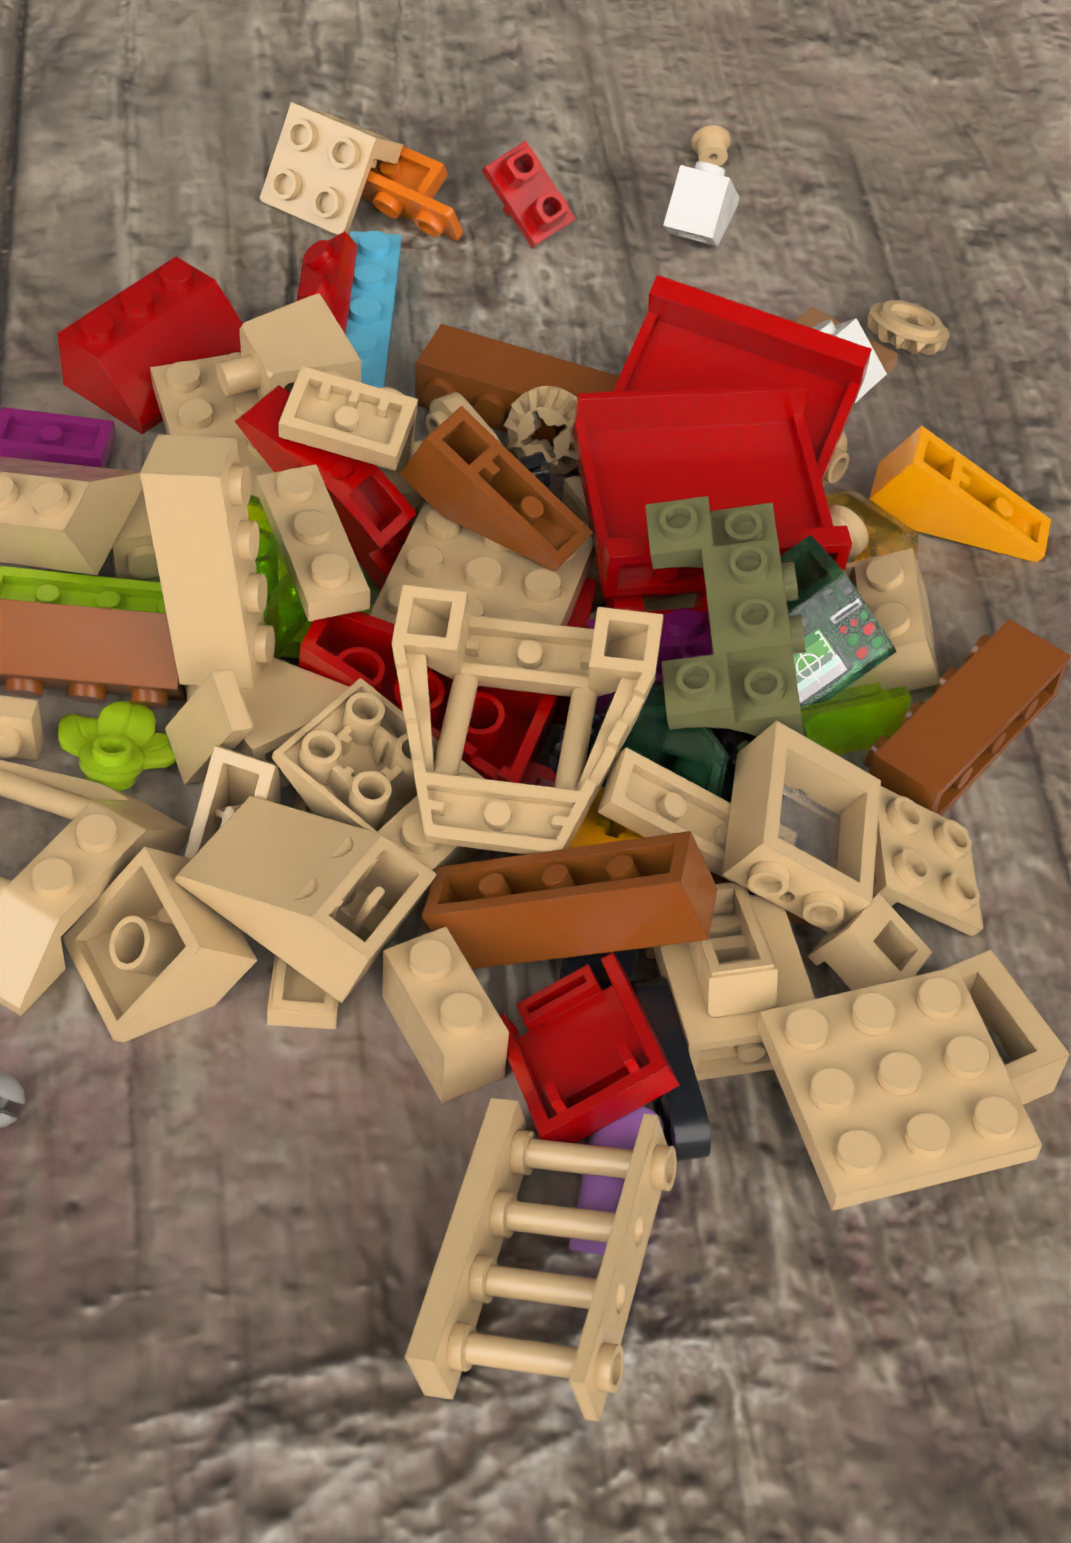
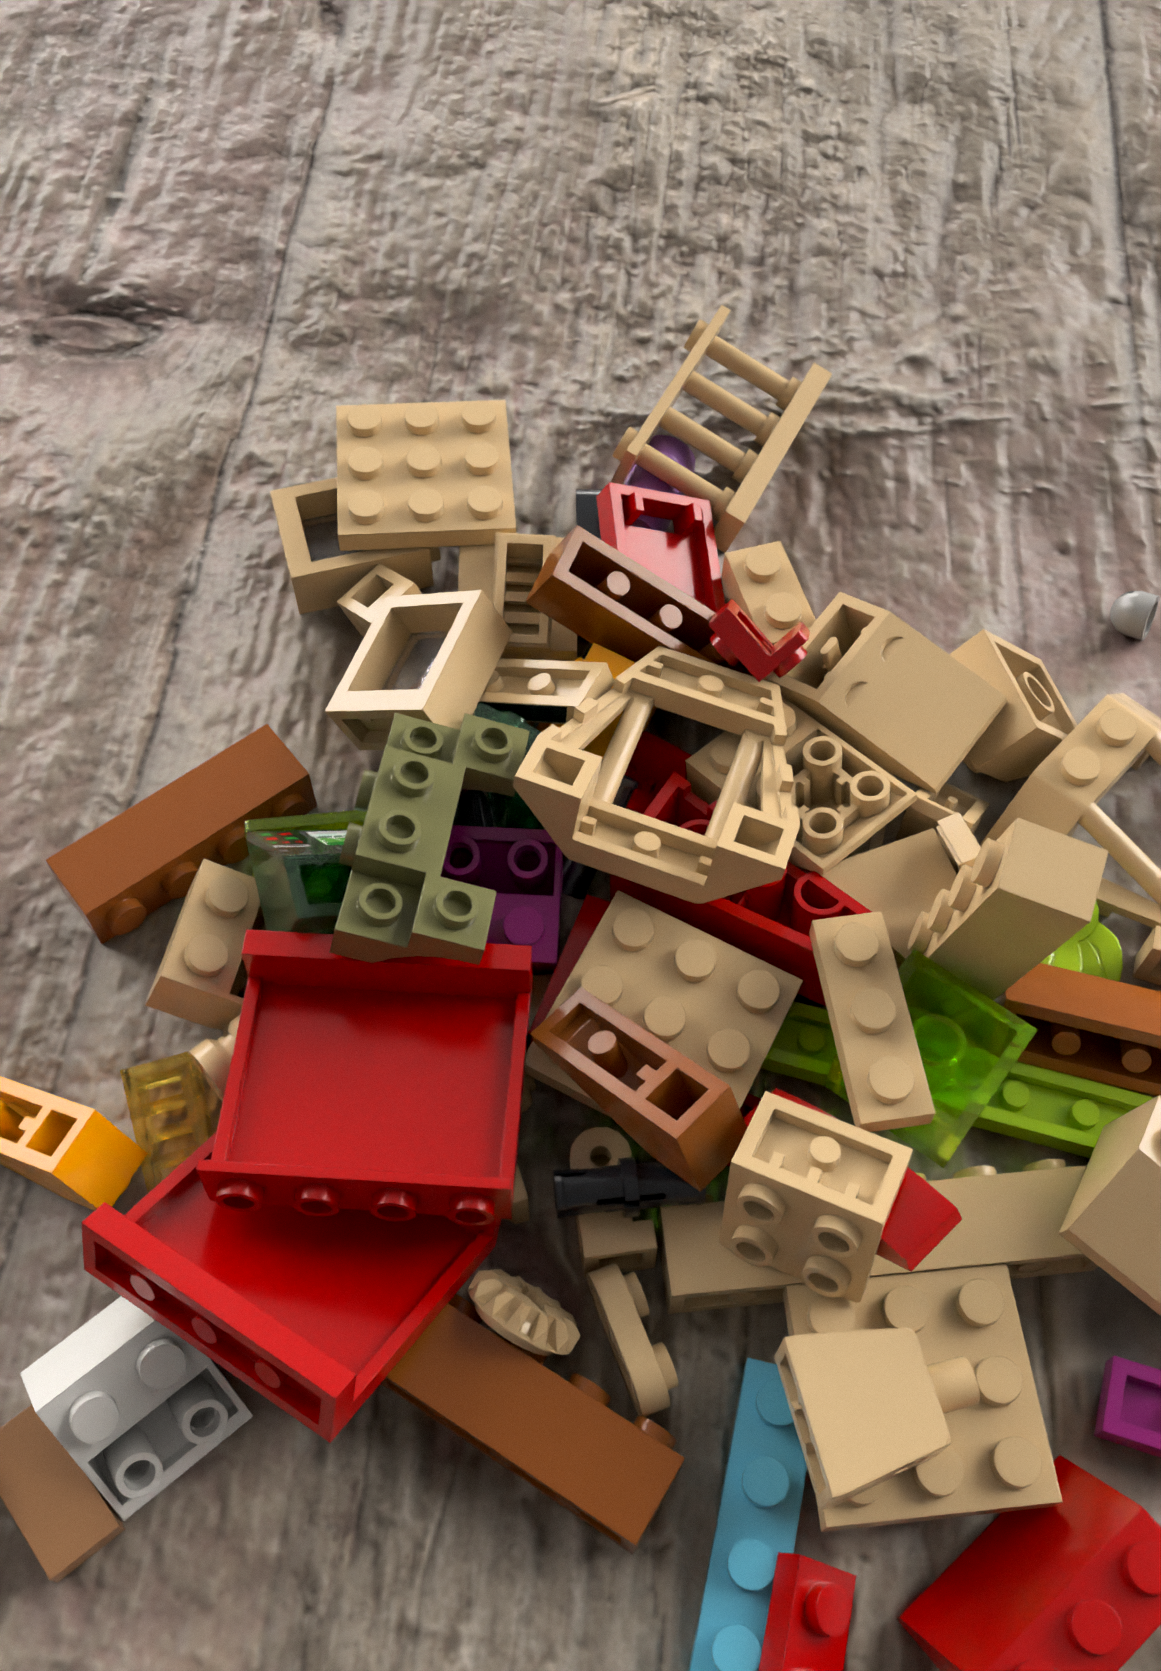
camera: 165 degrees left, 10 degrees up
(456, 861) = (741, 640): none -> red bracket
(926, 864) = (297, 690): tan bracket -> none

